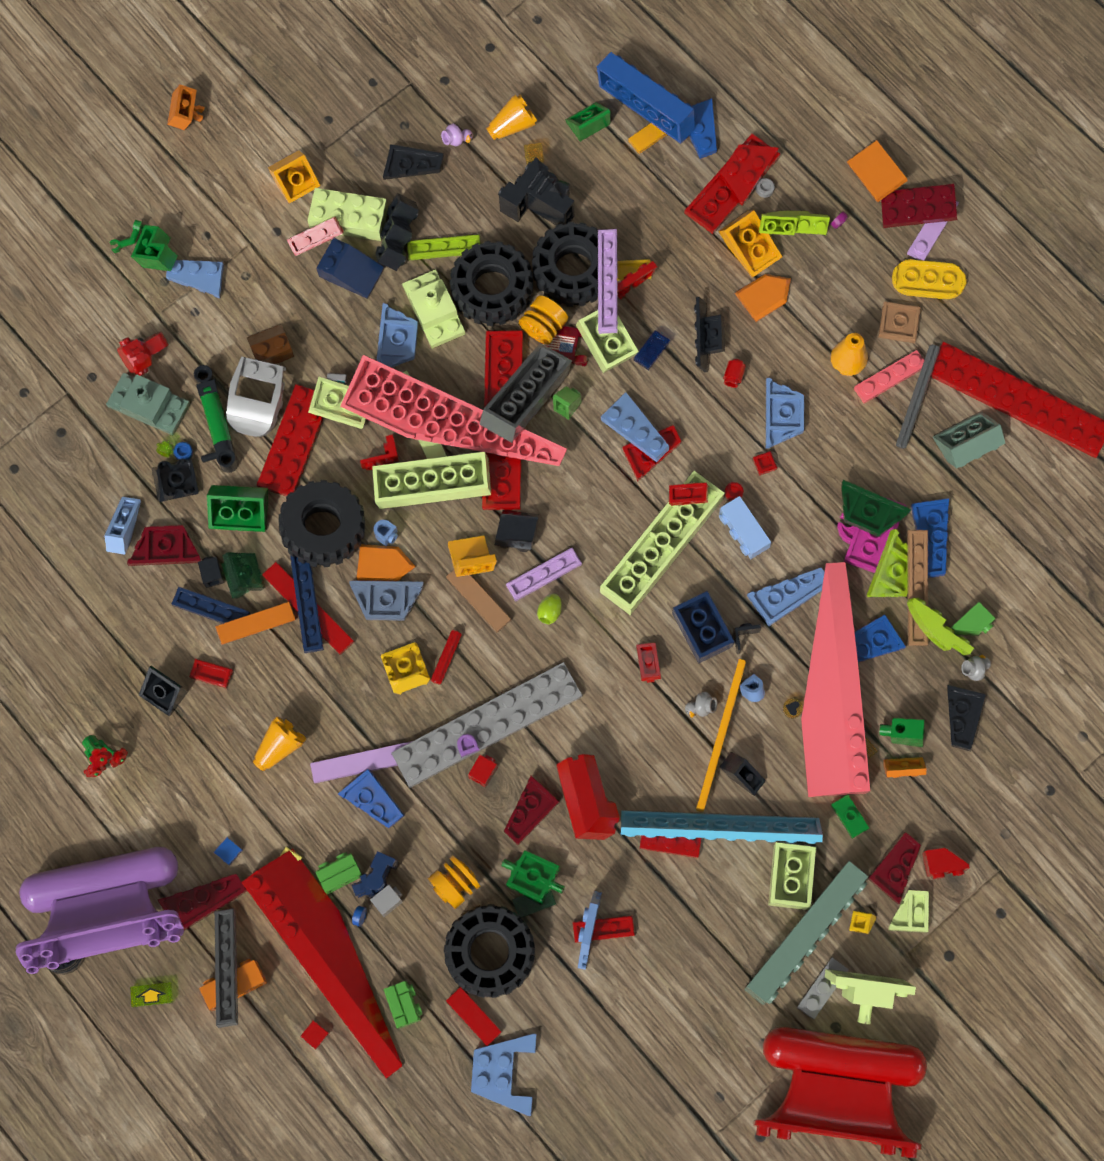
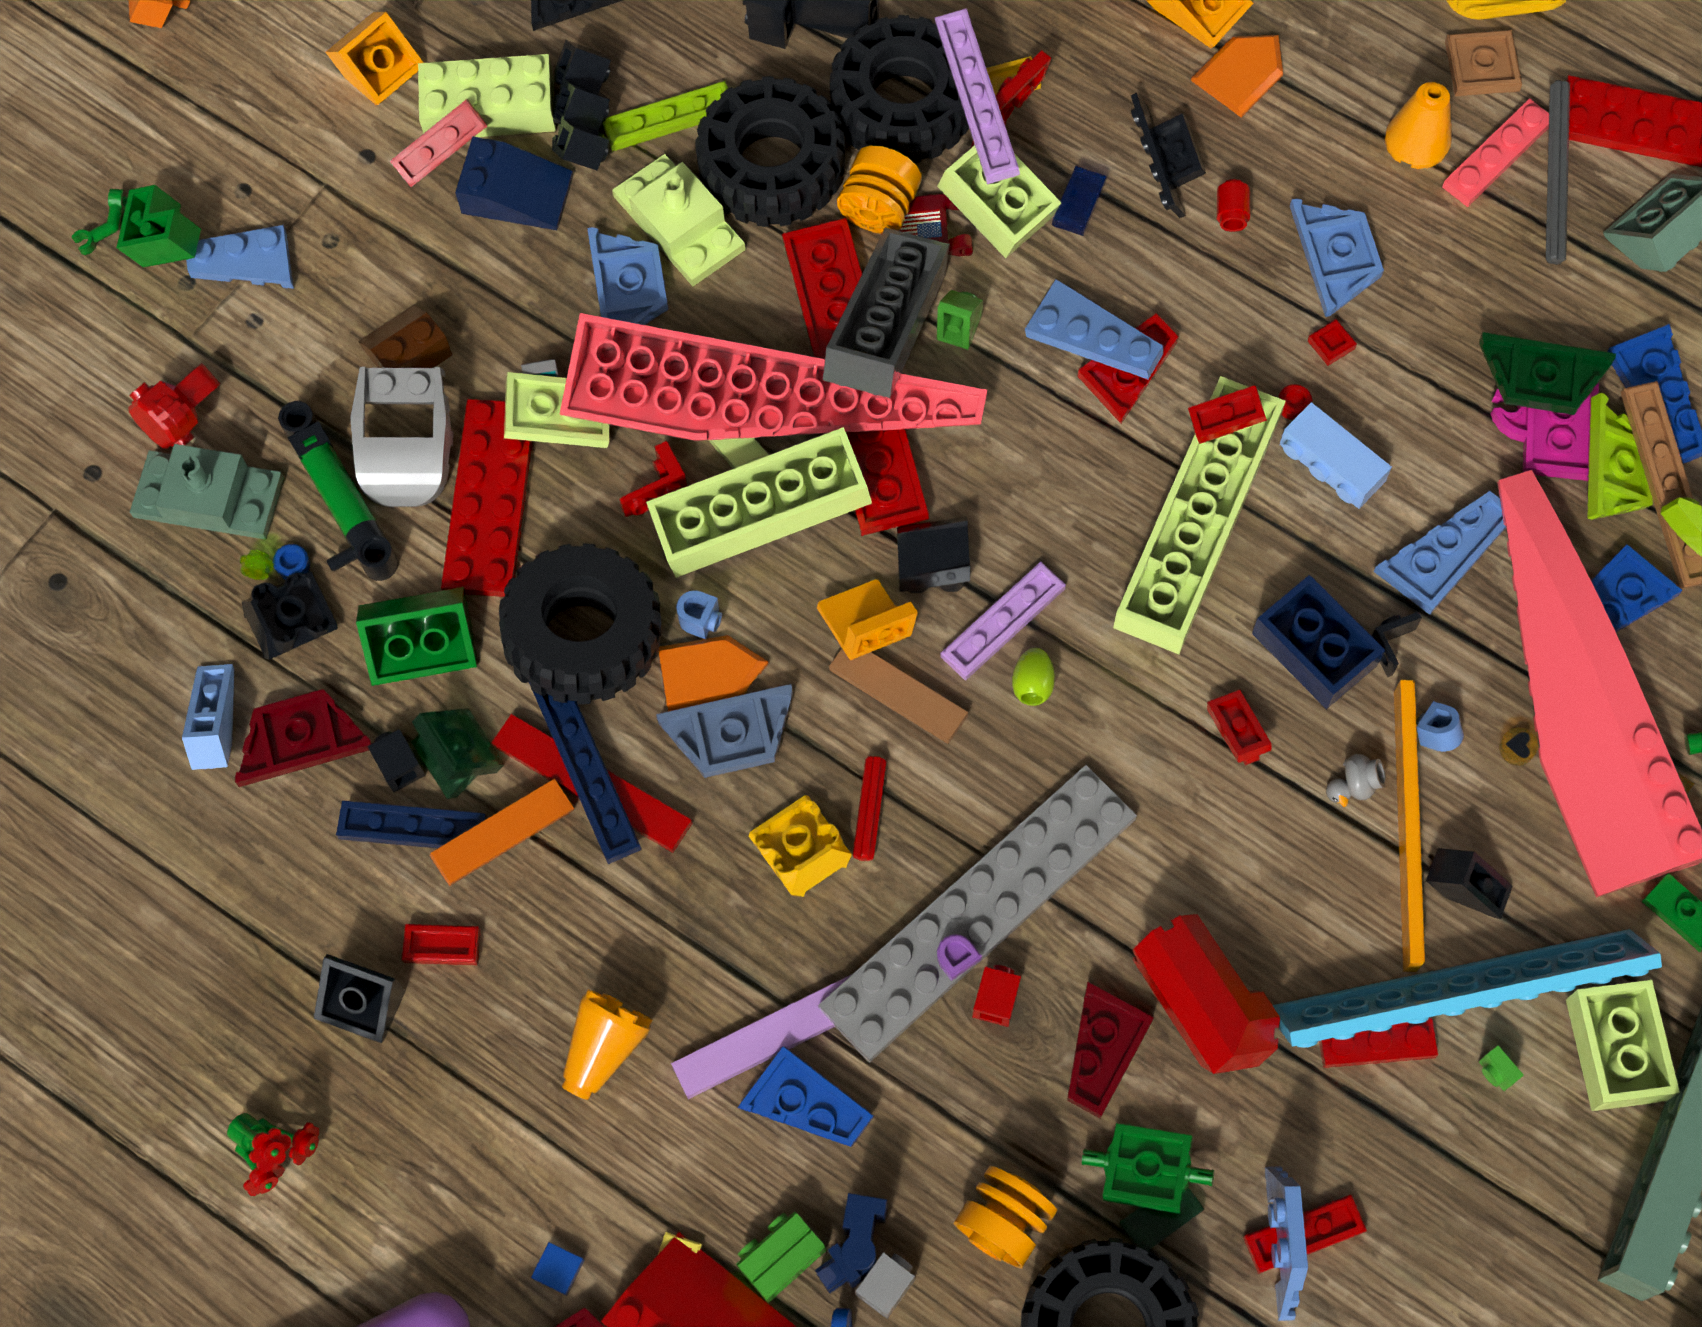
camera: 15 degrees left, 5 degrees down
(726, 872) = (1500, 1069): none -> bright green plate

